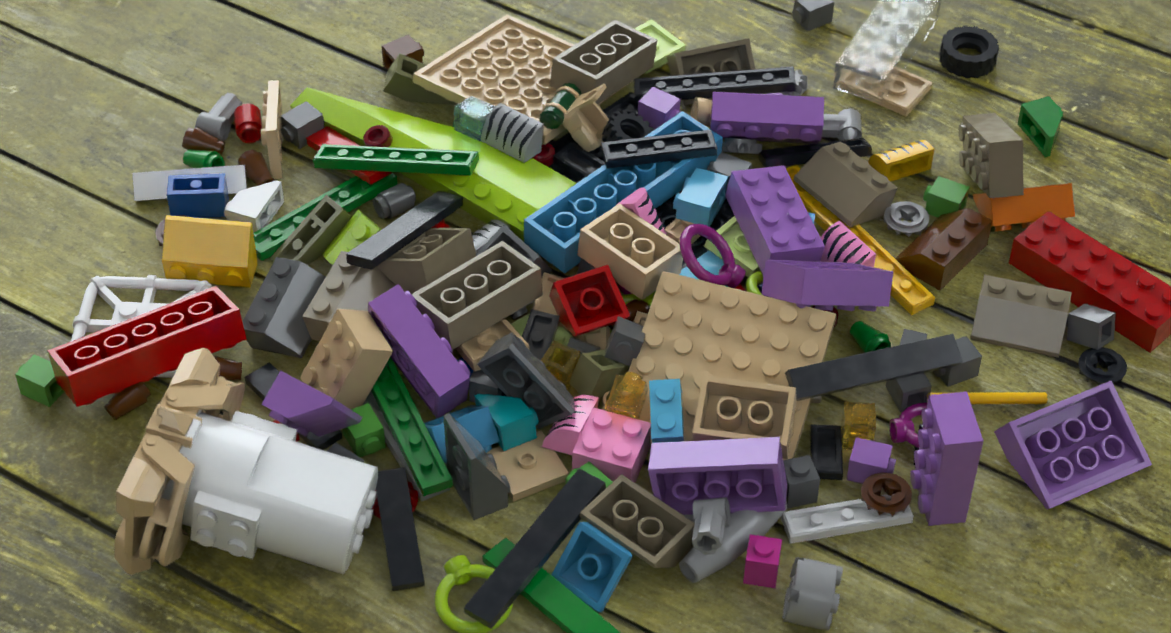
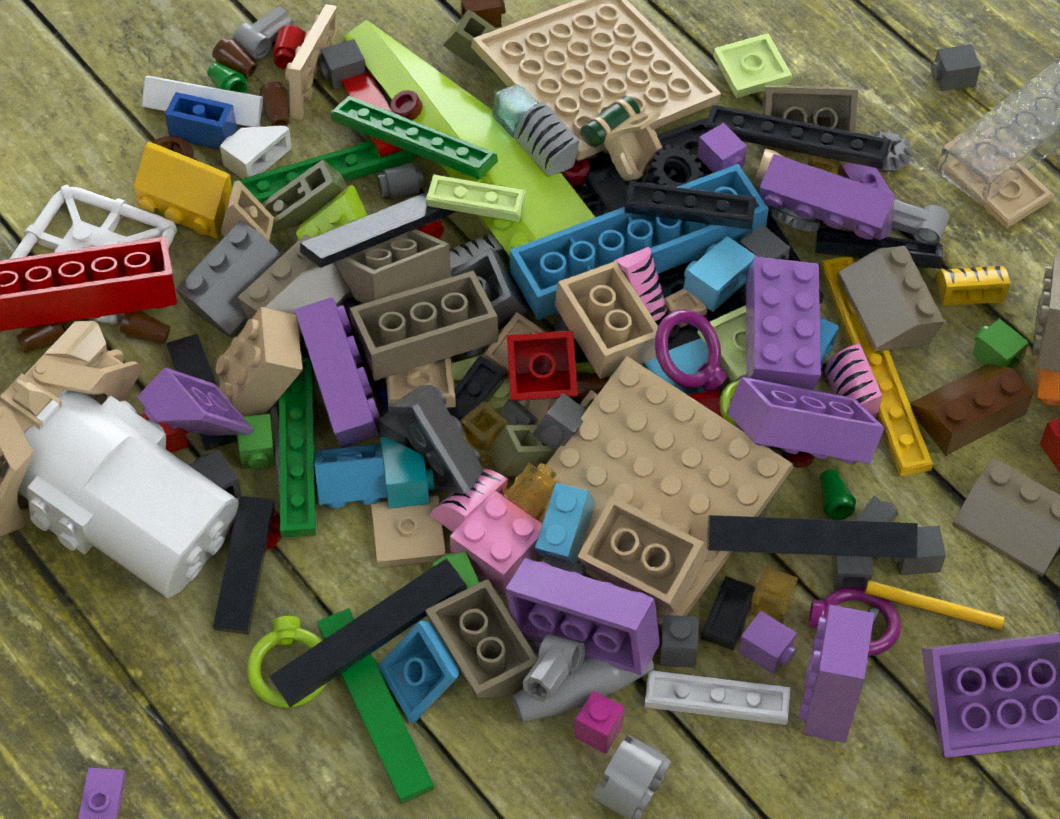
camera: 20 degrees right, 10 degrees up
(267, 248) = (246, 208): none -> tan slope
(473, 471) = (344, 524): dark grey slope -> none
(474, 190) = (476, 198): none -> yellowish green tile
(607, 57) = (684, 77): dark tan brick -> none
(893, 485) = (779, 678): reddish brown gear -> none
(909, 211) = (952, 349): light grey gear -> none

